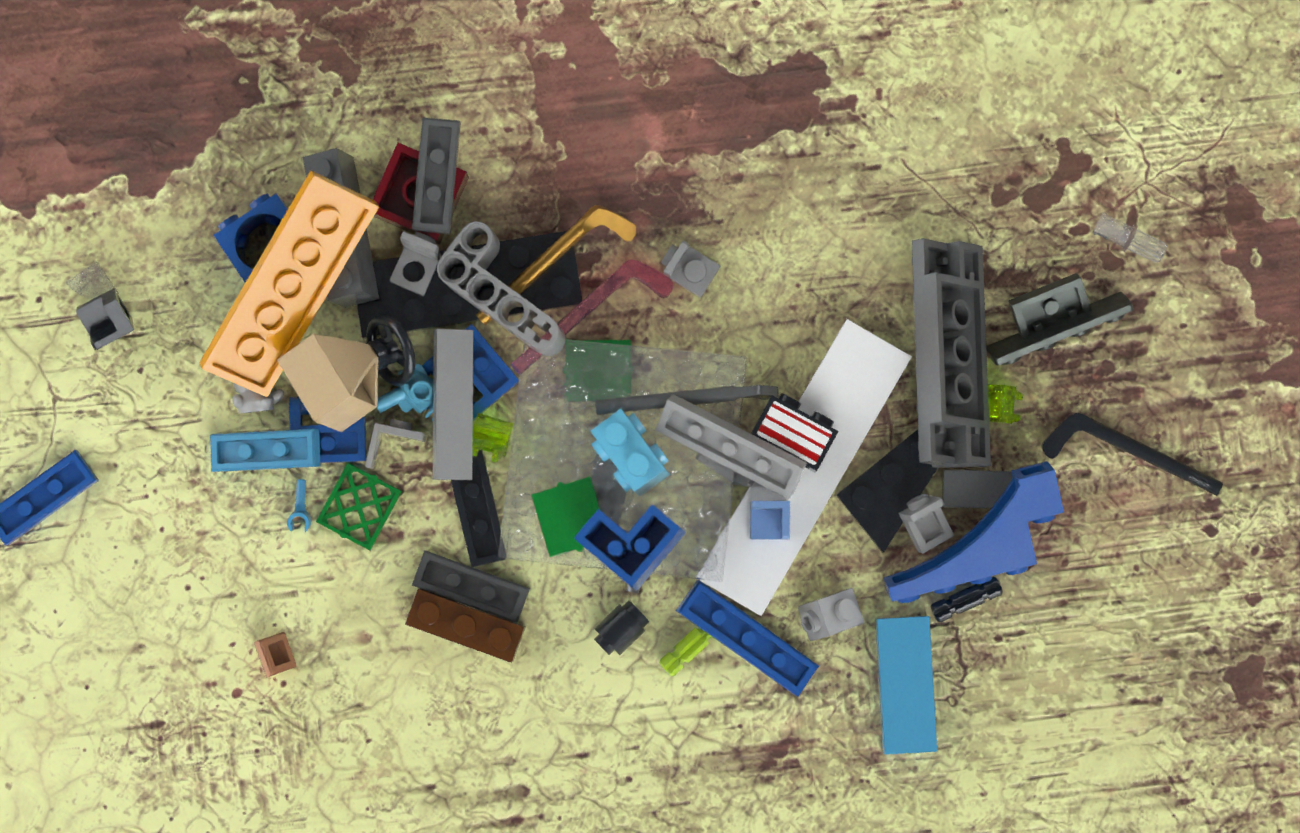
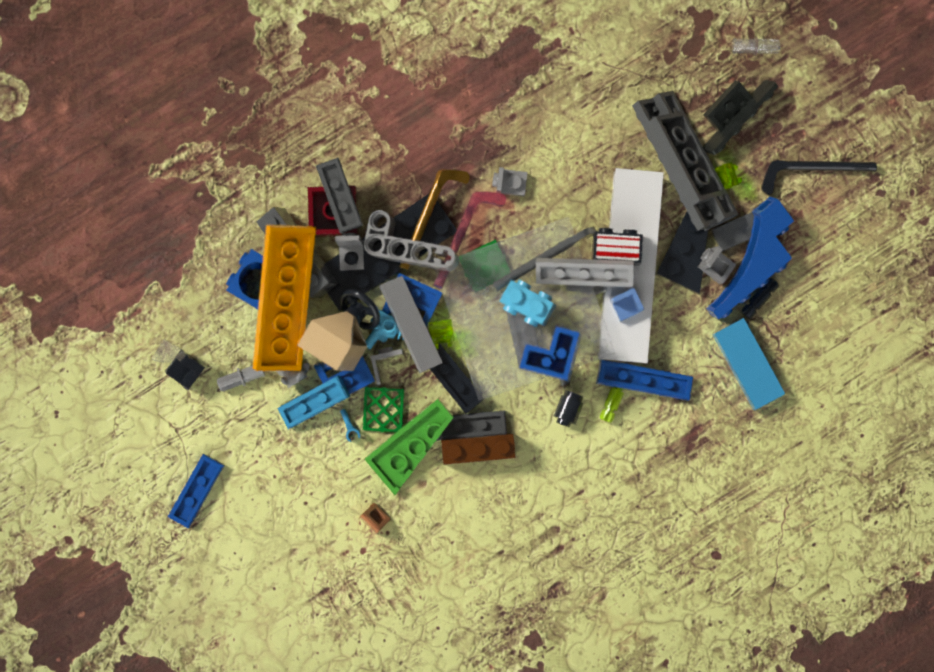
camera: 20 degrees left, 0 degrees up
(174, 366) = (238, 378): none -> light grey axle
(364, 576) = (407, 447): none -> bright green wing
(564, 513) = (506, 357): green piece -> none
(830, 614) = (686, 344): light grey bracket -> none

